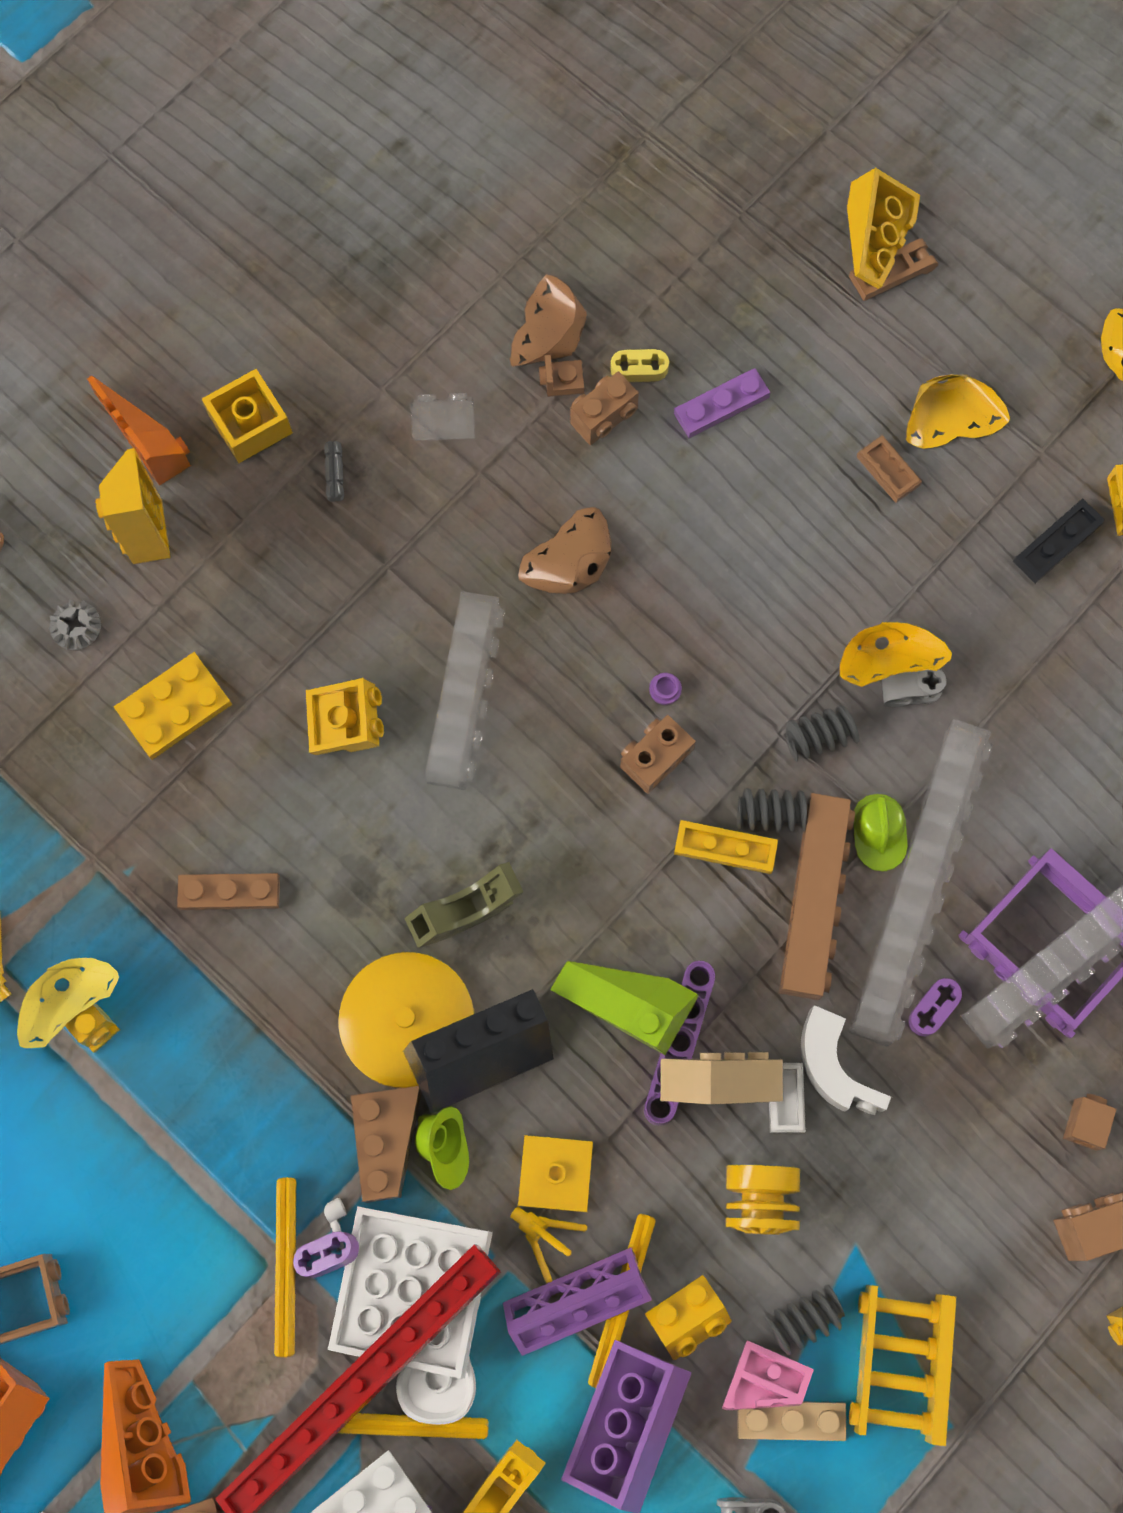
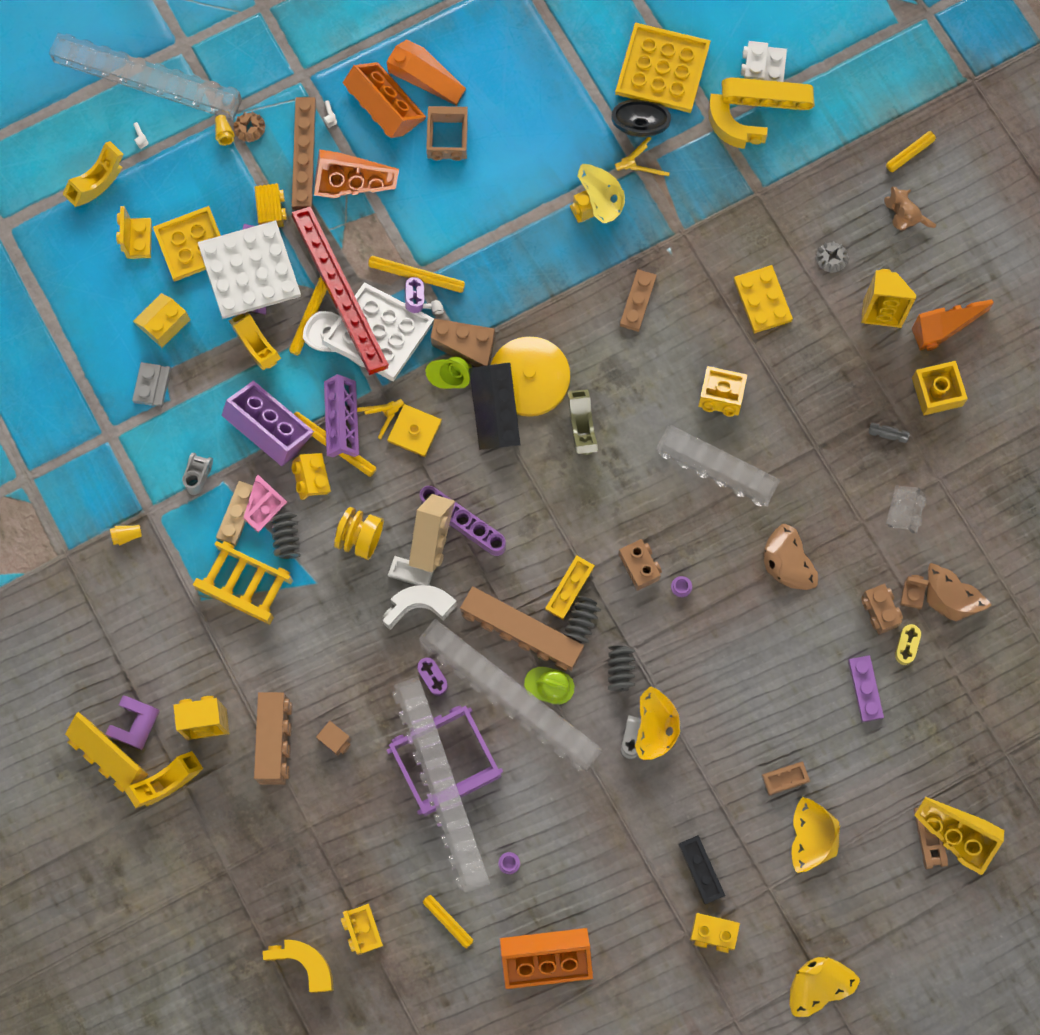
camera: 110 degrees right, 0 degrees up
(633, 1002) = (493, 497): lime wedge -> none

